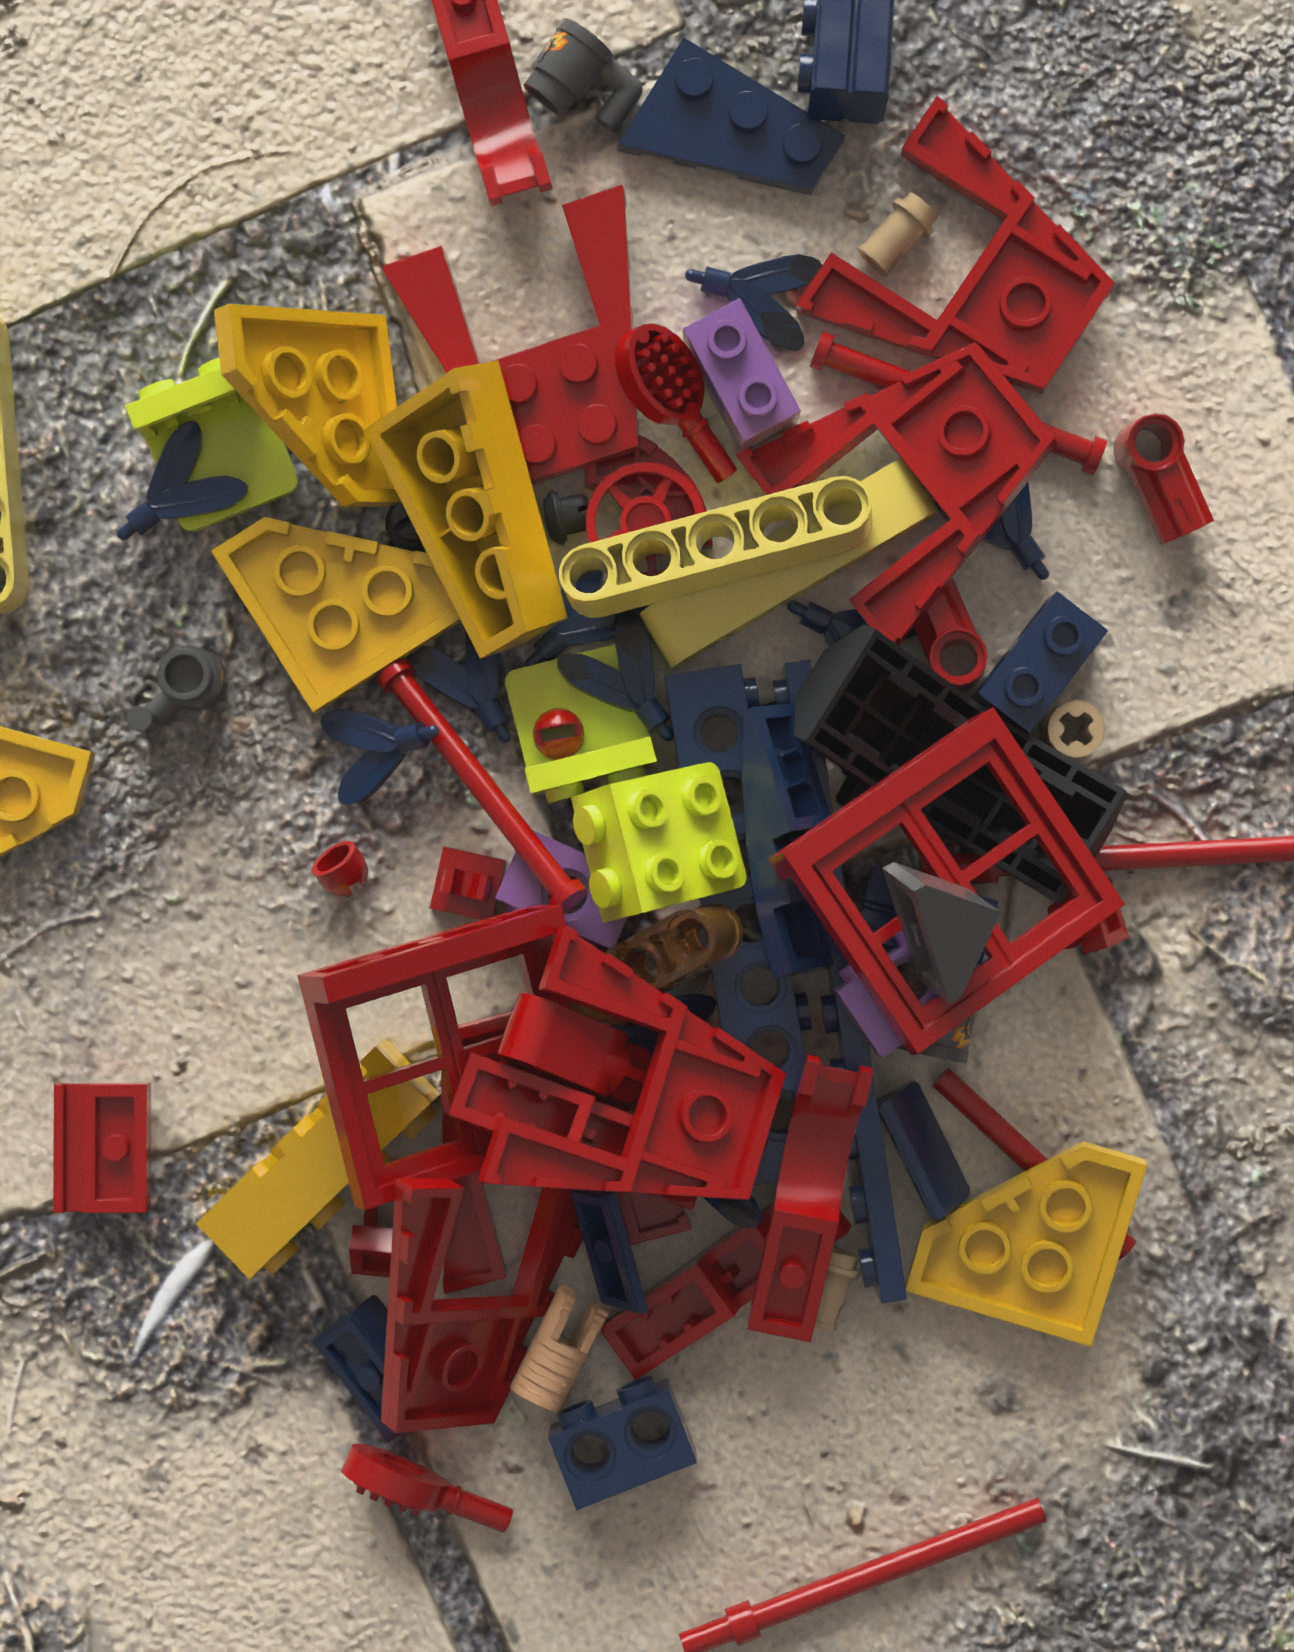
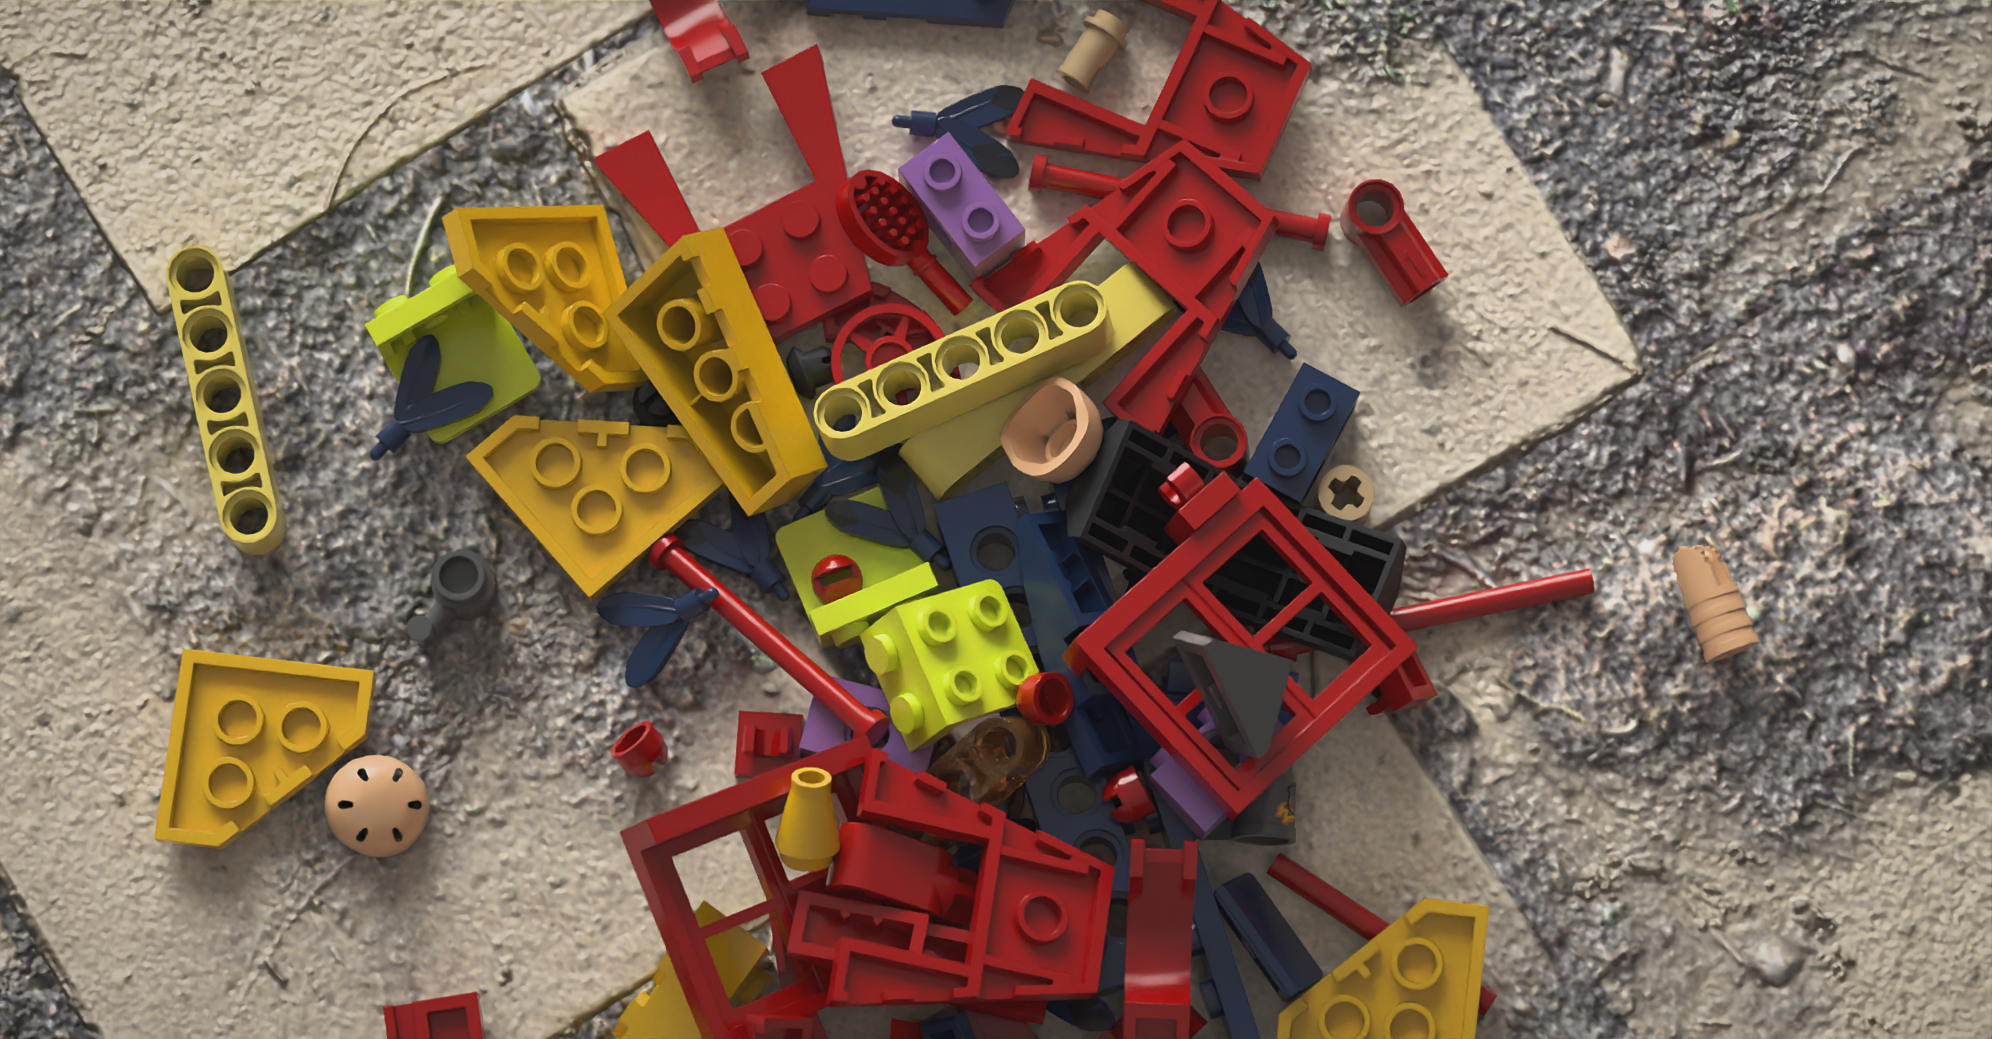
camera: 10 degrees left, 10 degrees down
(78, 884) = (377, 805): none -> light nougat helmet
(488, 993) = (808, 824): none -> yellow cone
(748, 891) = (1045, 698): none -> red hinge
(794, 606) = (1046, 437): none -> light nougat helmet
(815, 1001) = (1132, 794): none -> red hinge
(927, 722) = (1194, 500): none -> red tile

